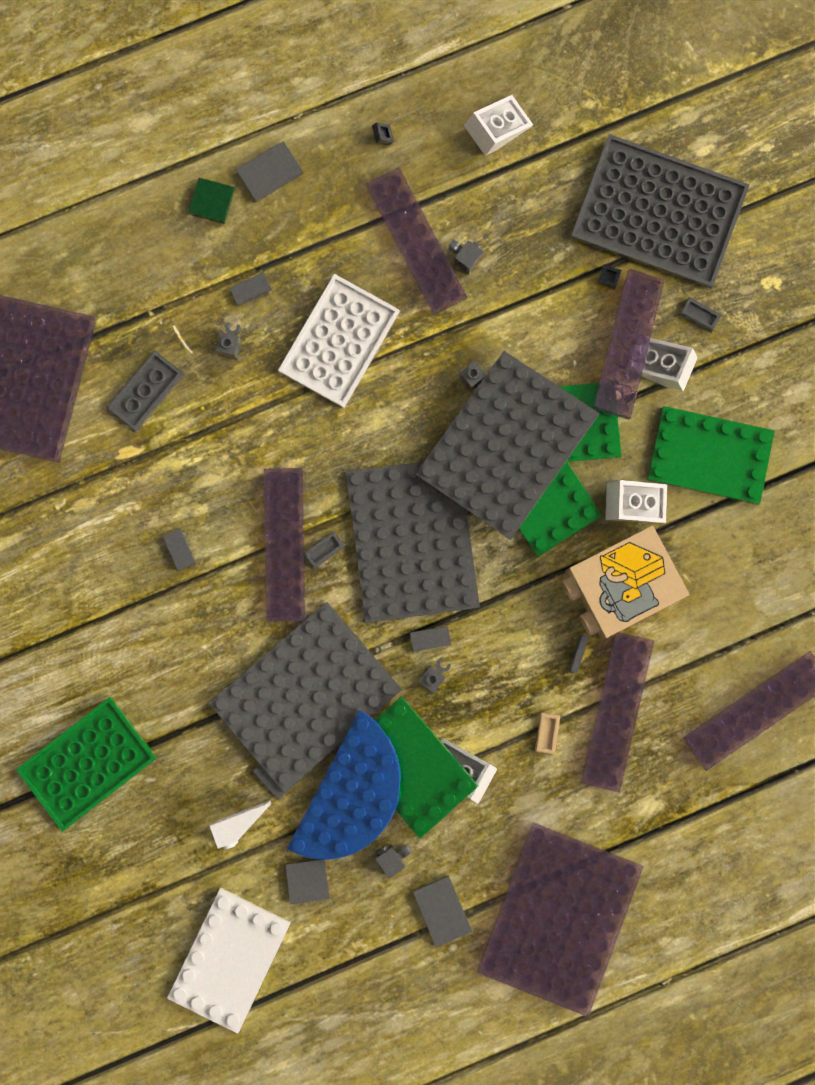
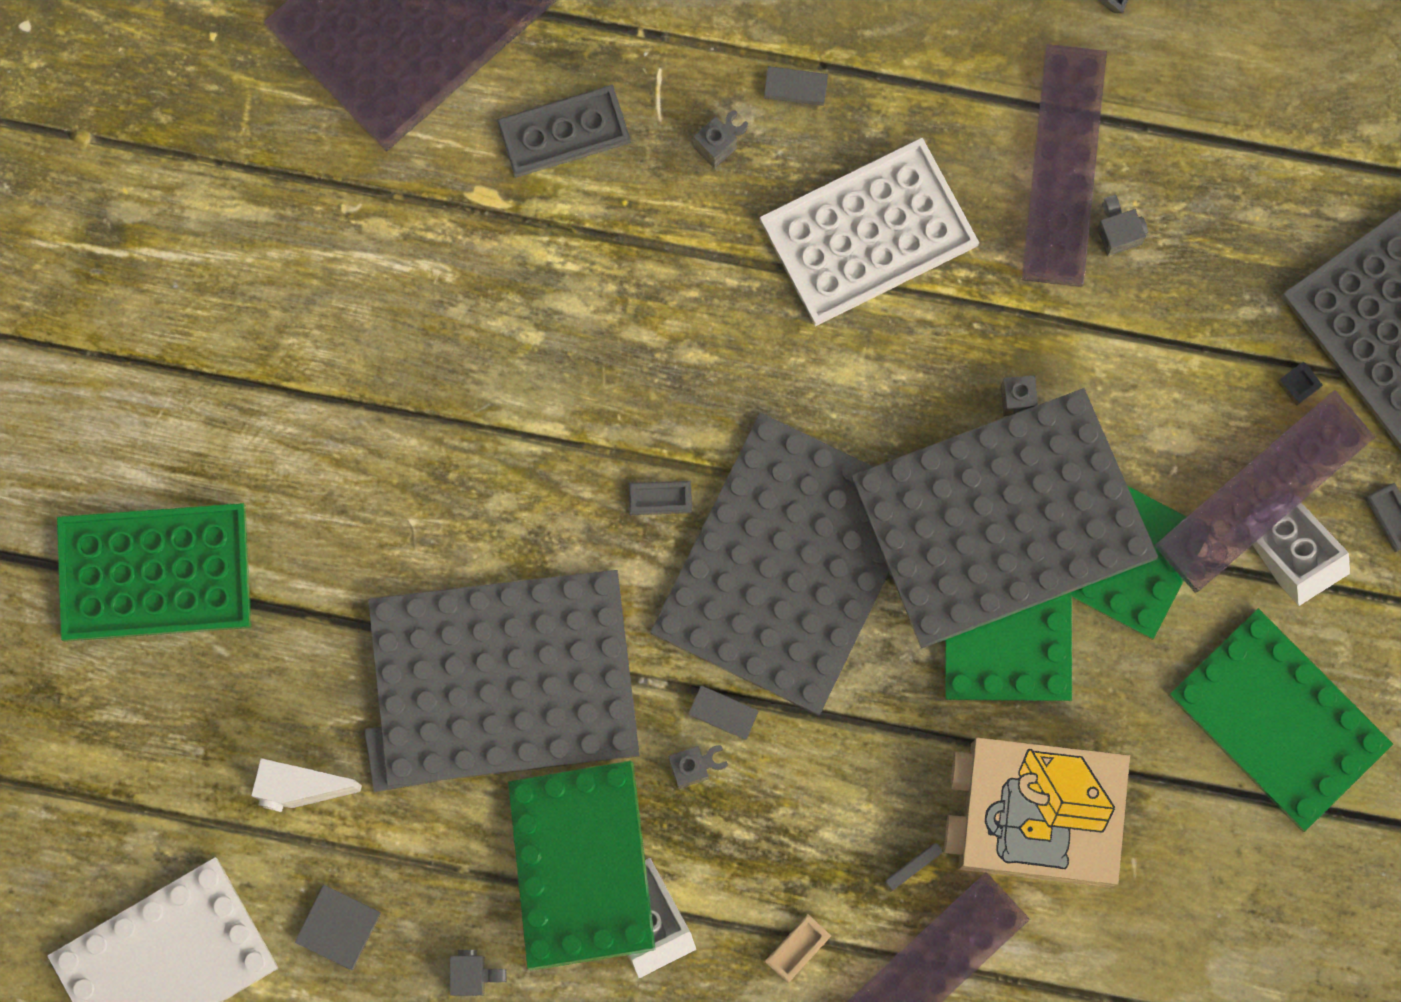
camera: 35 degrees right, 5 degrees down
(179, 549) = (467, 370): dark grey tile -> none
(284, 545) = (611, 456): plate -> none
(353, 797) = (478, 852): blue plate -> none
(497, 124) = (1281, 80): white slope -> none
(636, 501) = (1132, 713): white slope -> none

